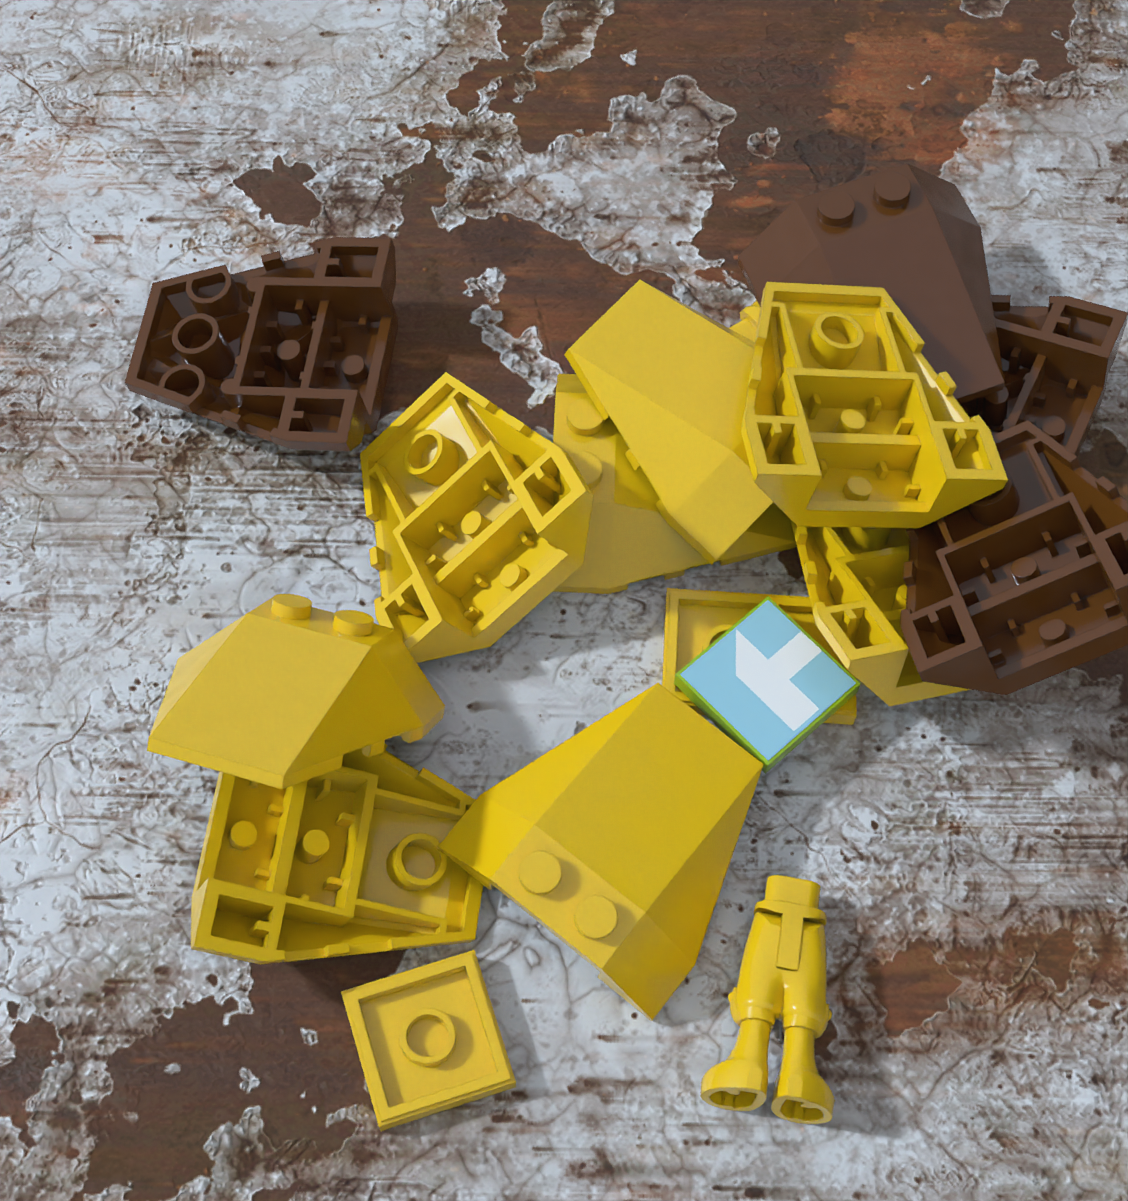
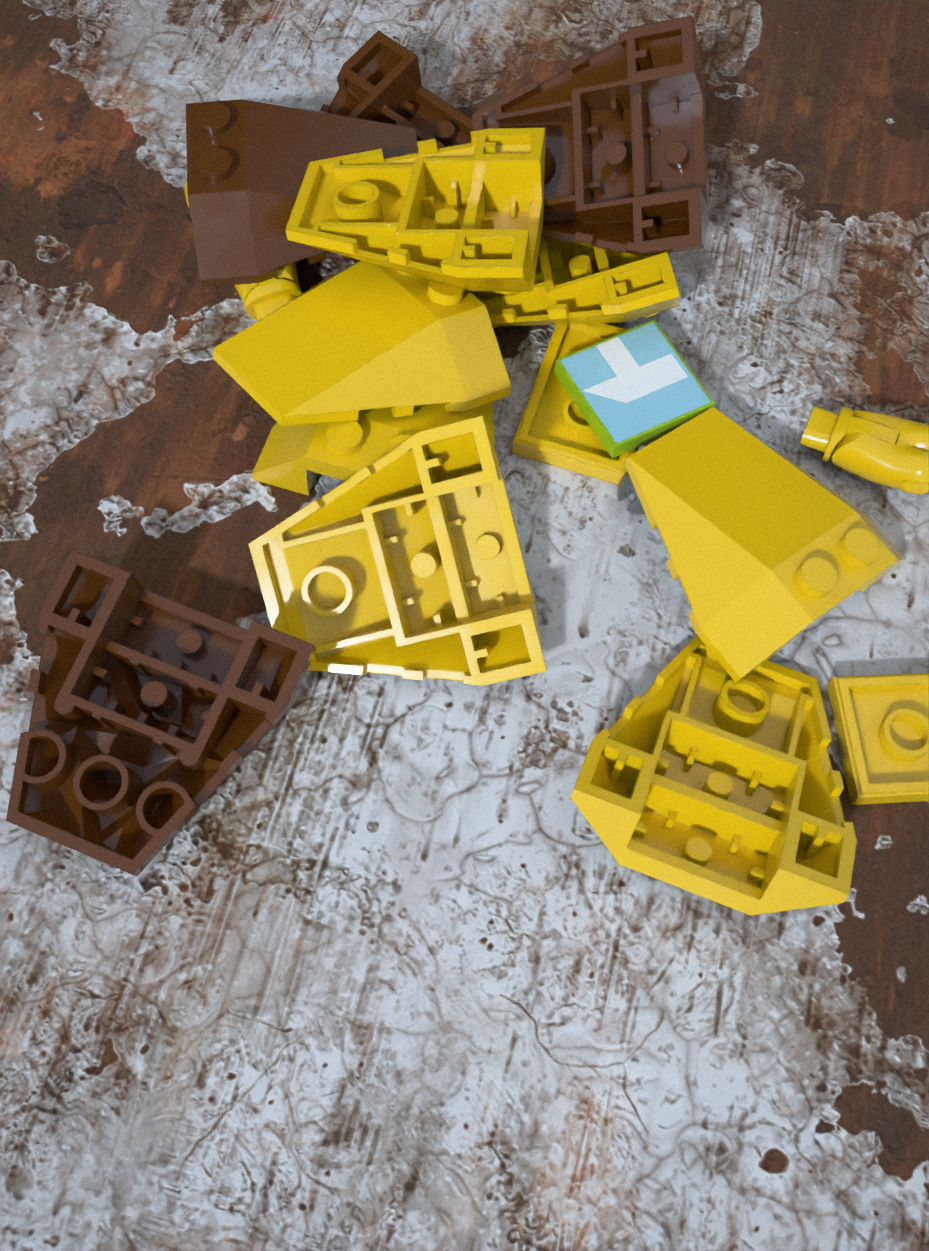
camera: 80 degrees left, 0 degrees up
(293, 694) = (597, 766): yellow wedge -> none

